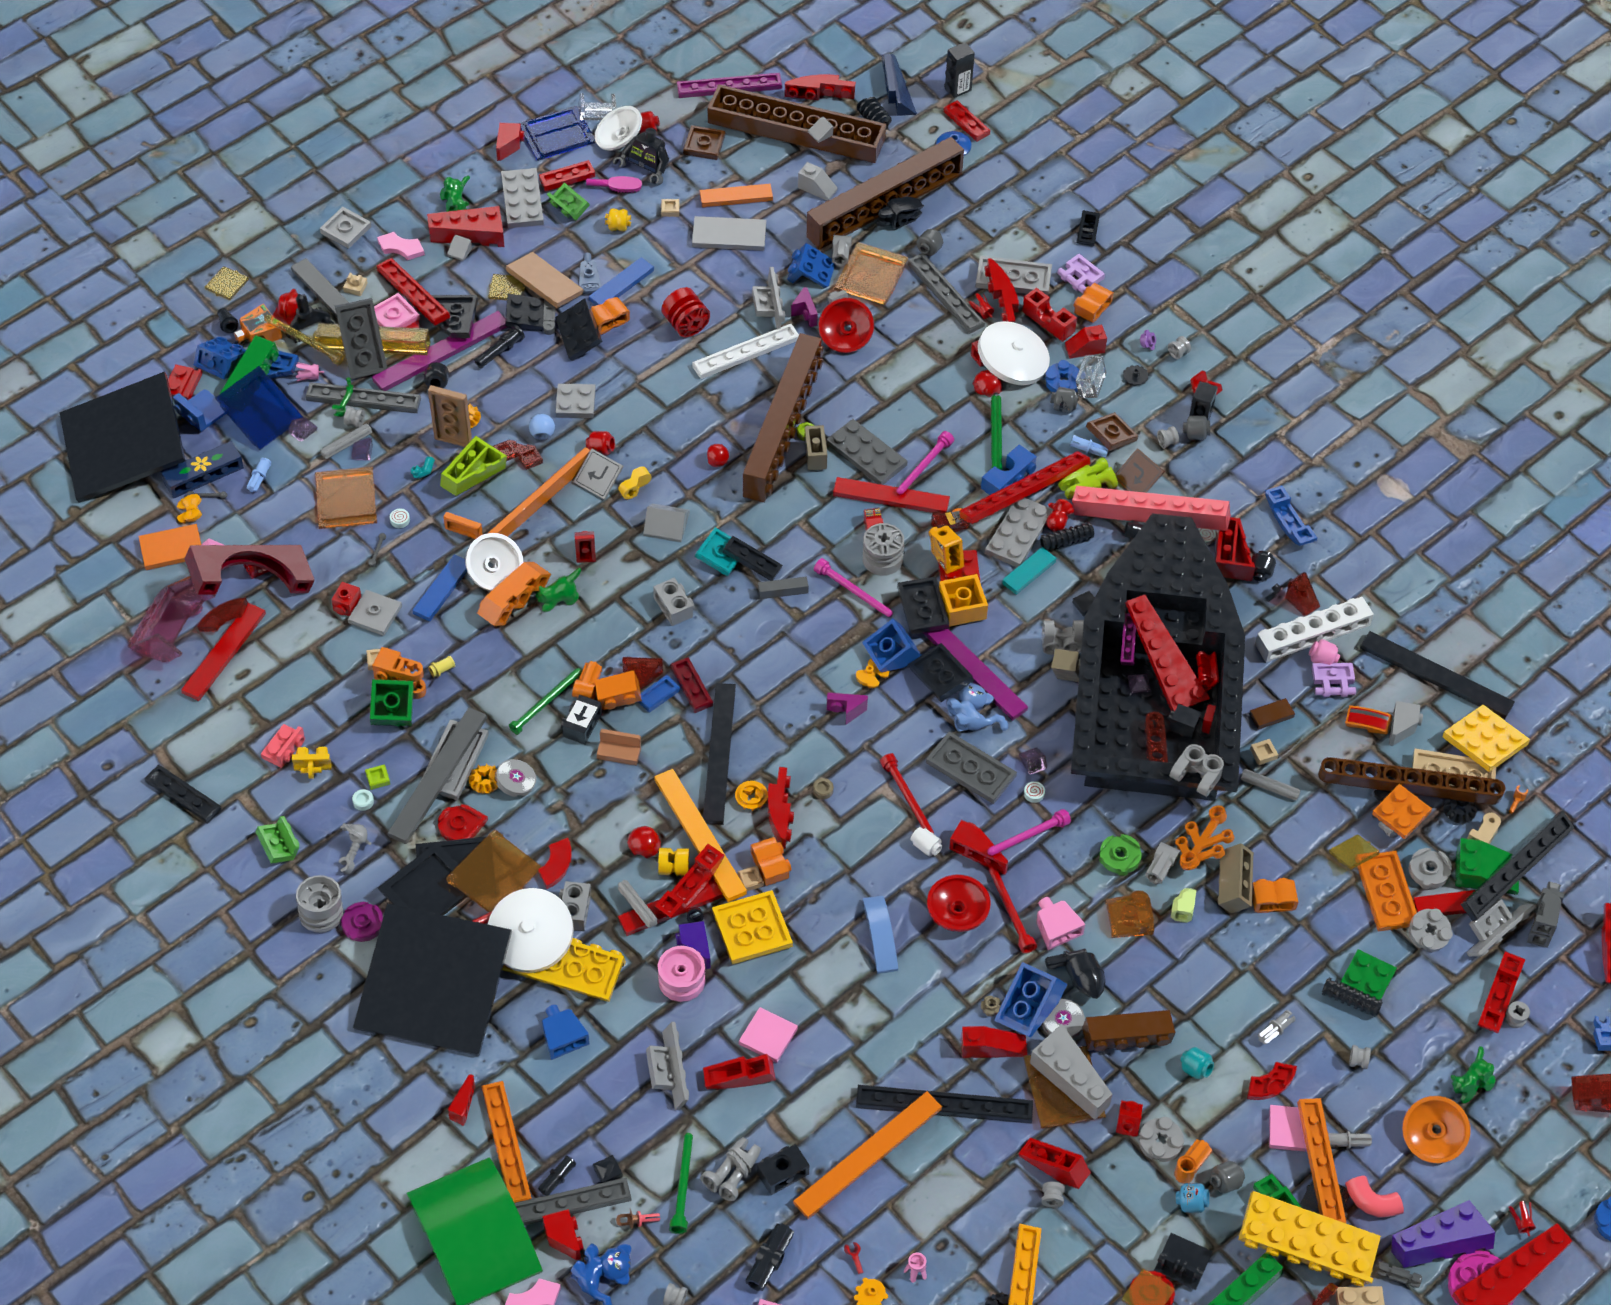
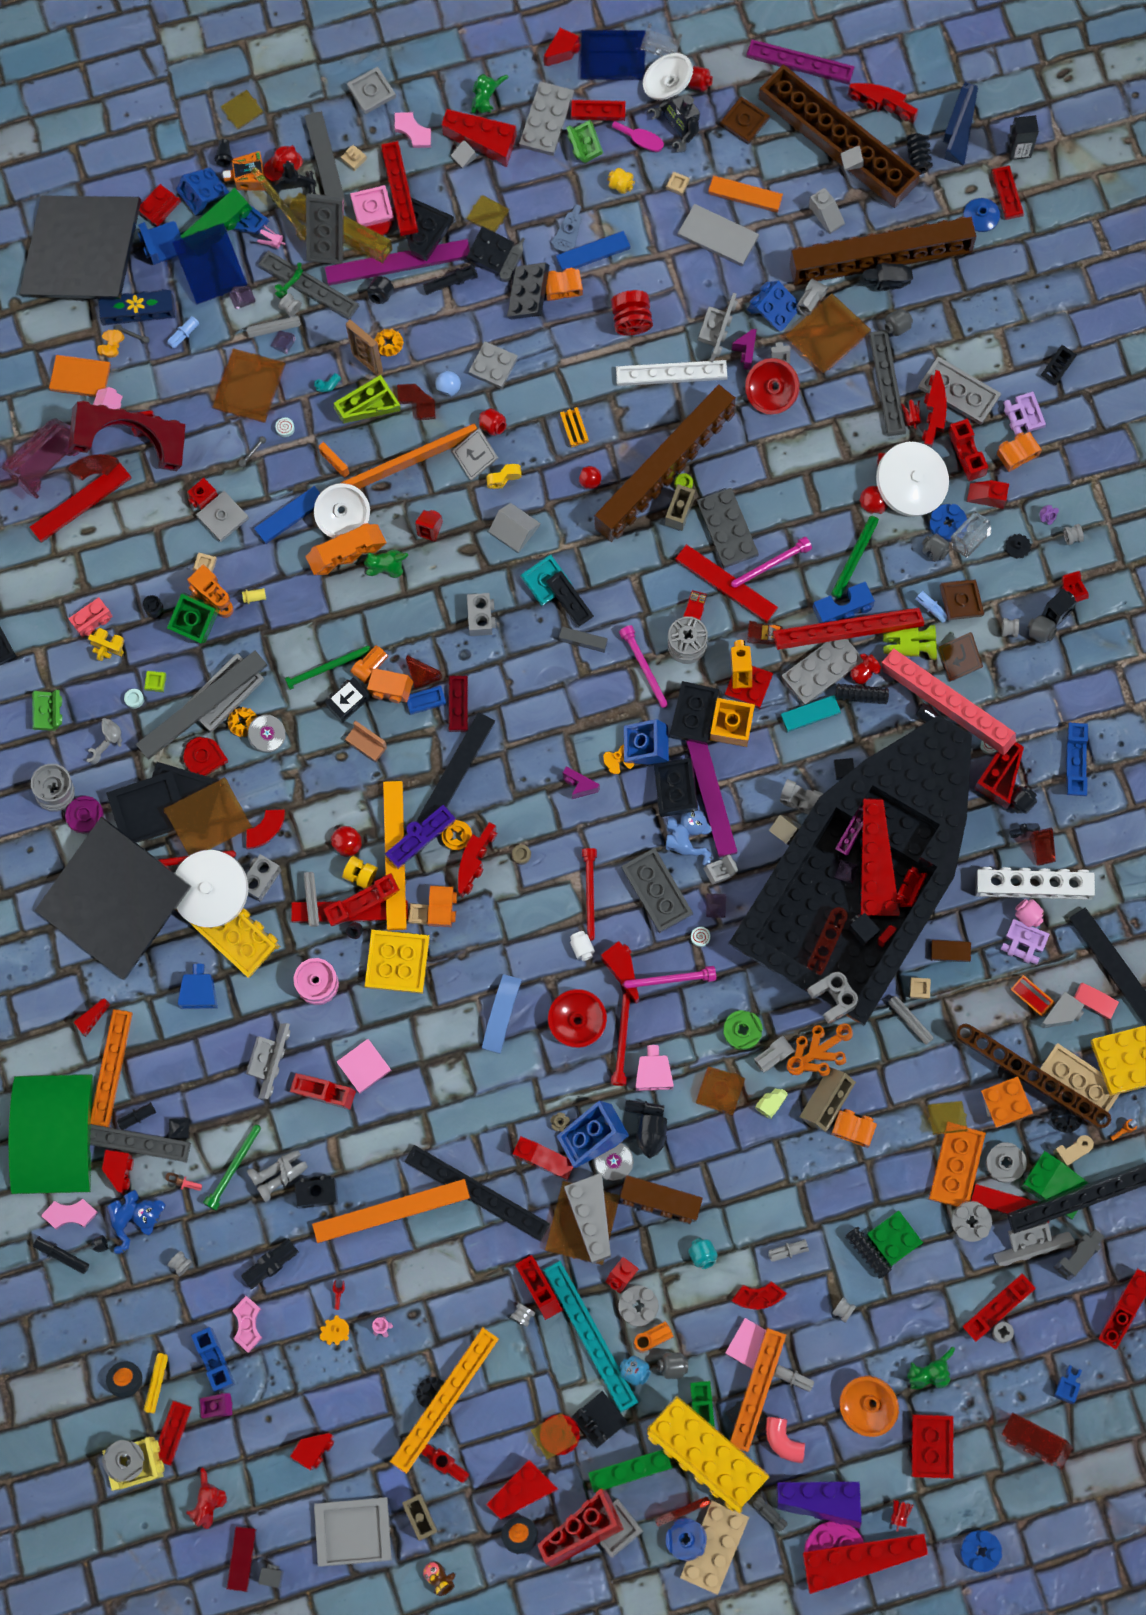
camera: 30 degrees right, 20 degrees up
(344, 711) = (150, 603): none -> black wheel
(544, 279) = (524, 221): tile -> none
(682, 421) = (570, 413): none -> light orange tile
(694, 936) = (342, 955): dark purple slope -> none
(717, 805) = (419, 836): none -> dark purple hinge
(1022, 726) = (721, 869): none -> light grey bracket
(1136, 1191) = (590, 1336): none -> teal tile
(1428, 701) = (1096, 1000): none -> coral slope
(1515, 1144) = (932, 1446): none -> red plate

